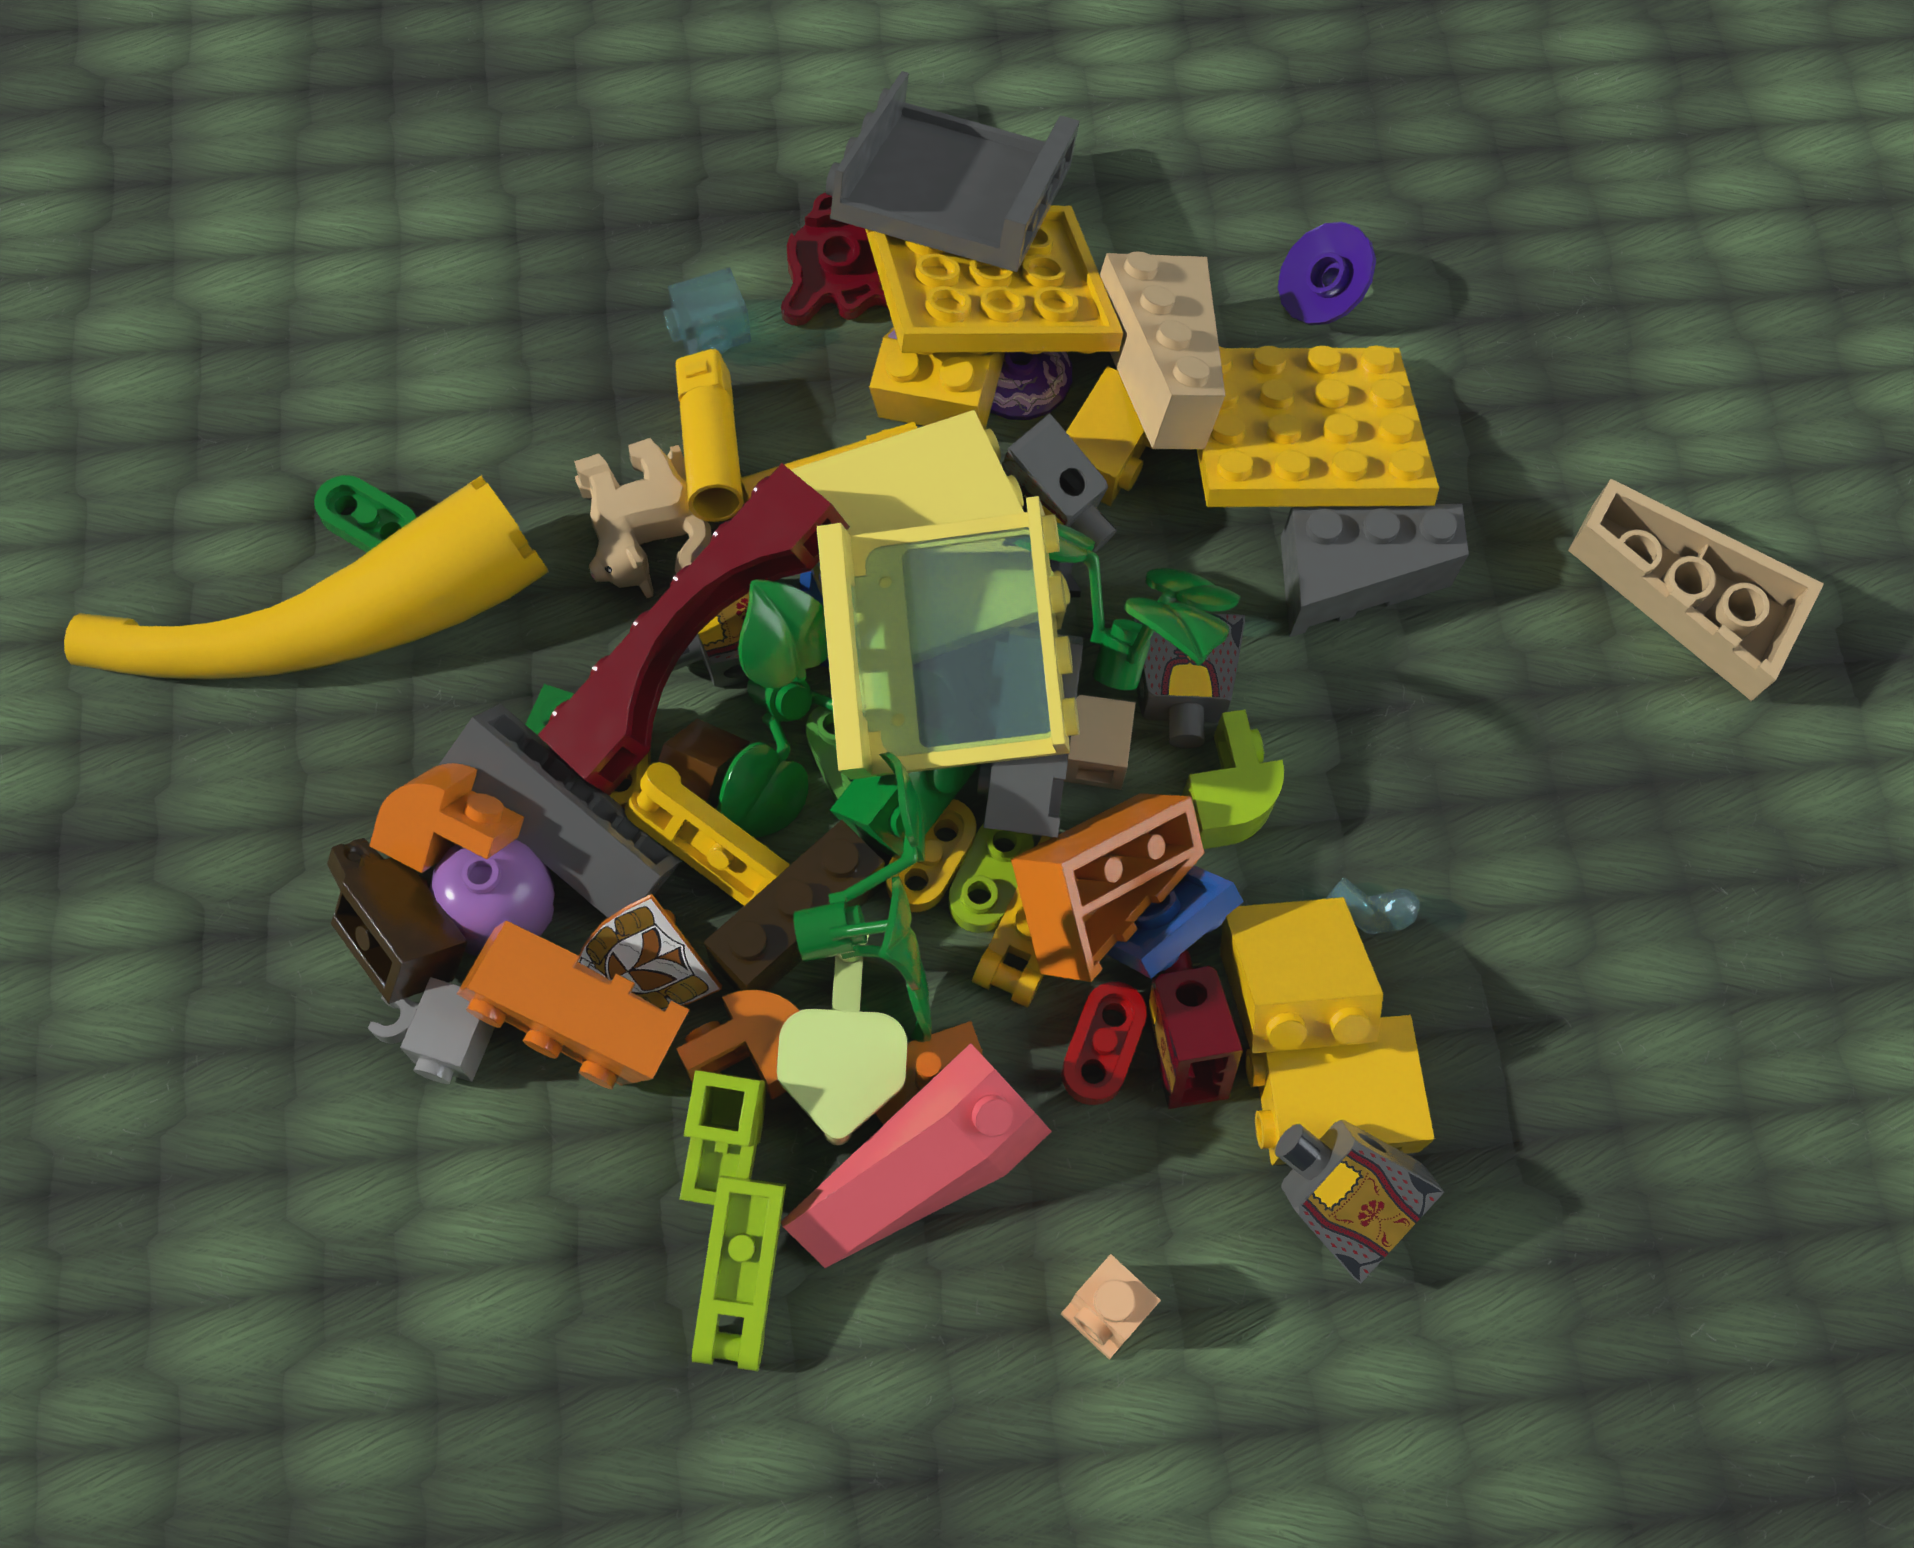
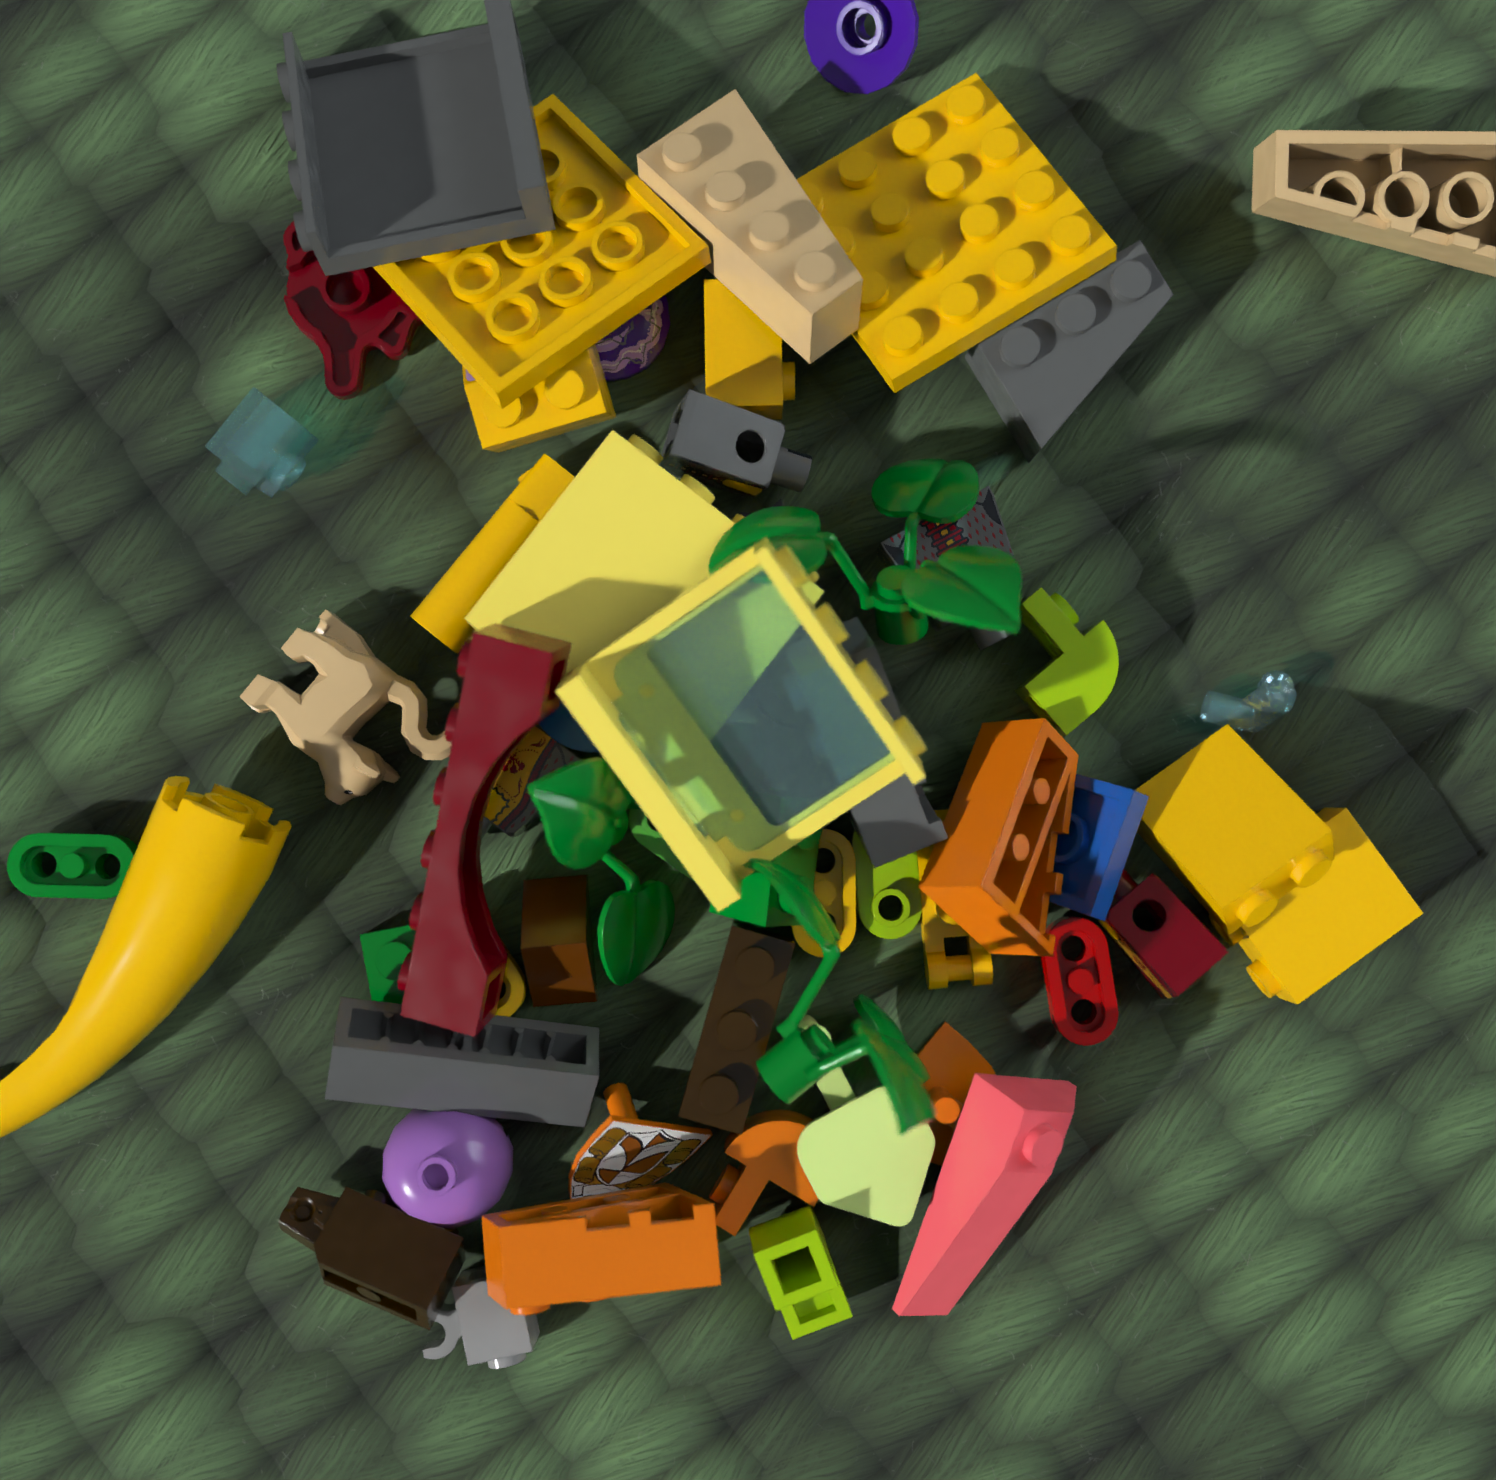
camera: 30 degrees left, 20 degrees up
(441, 811) = (361, 1135): orange brick -> none
(701, 835) = (610, 1006): yellow plate -> none
(709, 436) = (352, 588): yellow piece -> none
(739, 1270) = (882, 1370): lime plate -> none
(1103, 743) = (922, 686): tan panel -> none
(1110, 1306) = (1215, 1214): light nougat brick -> none
(1354, 1192) = (1382, 1004): torso -> none

